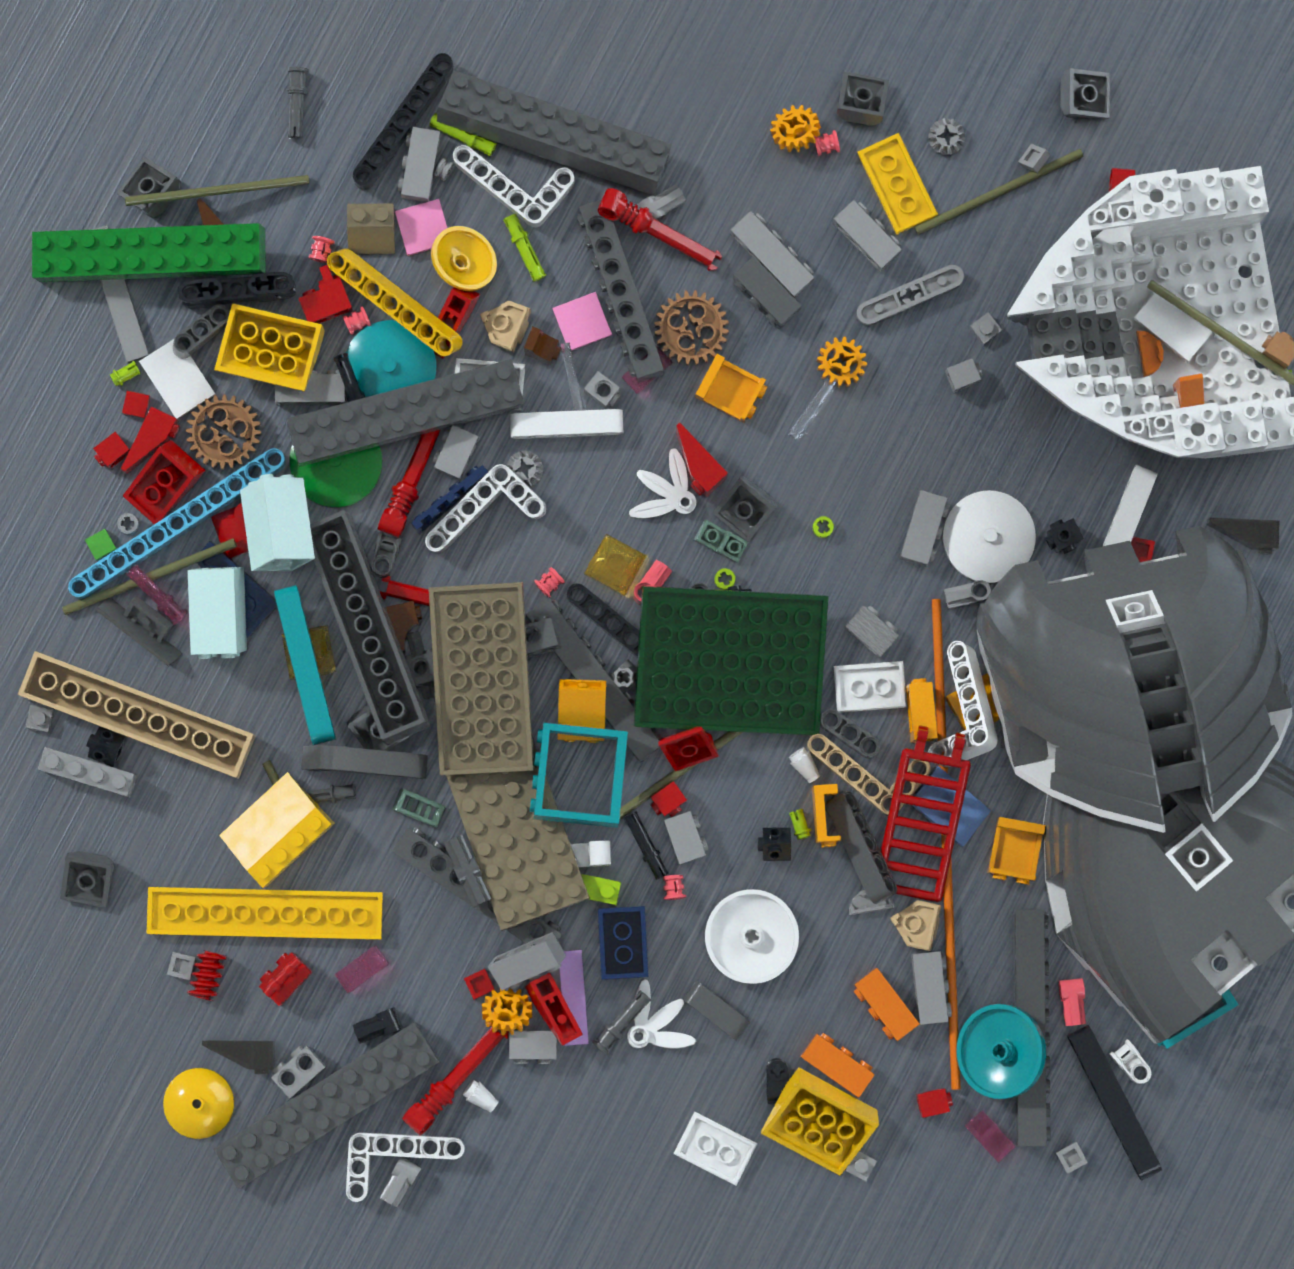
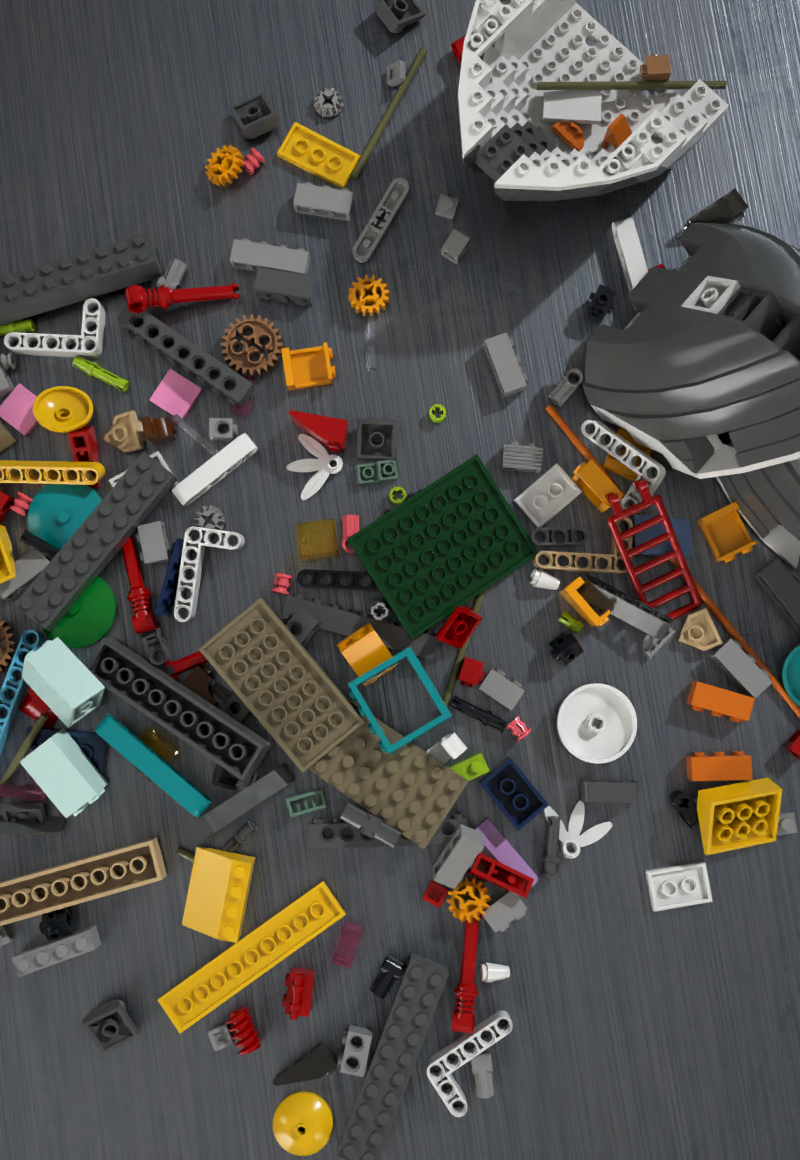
camera: 30 degrees left, 0 degrees up
(988, 535) = (551, 339): white dish -> none

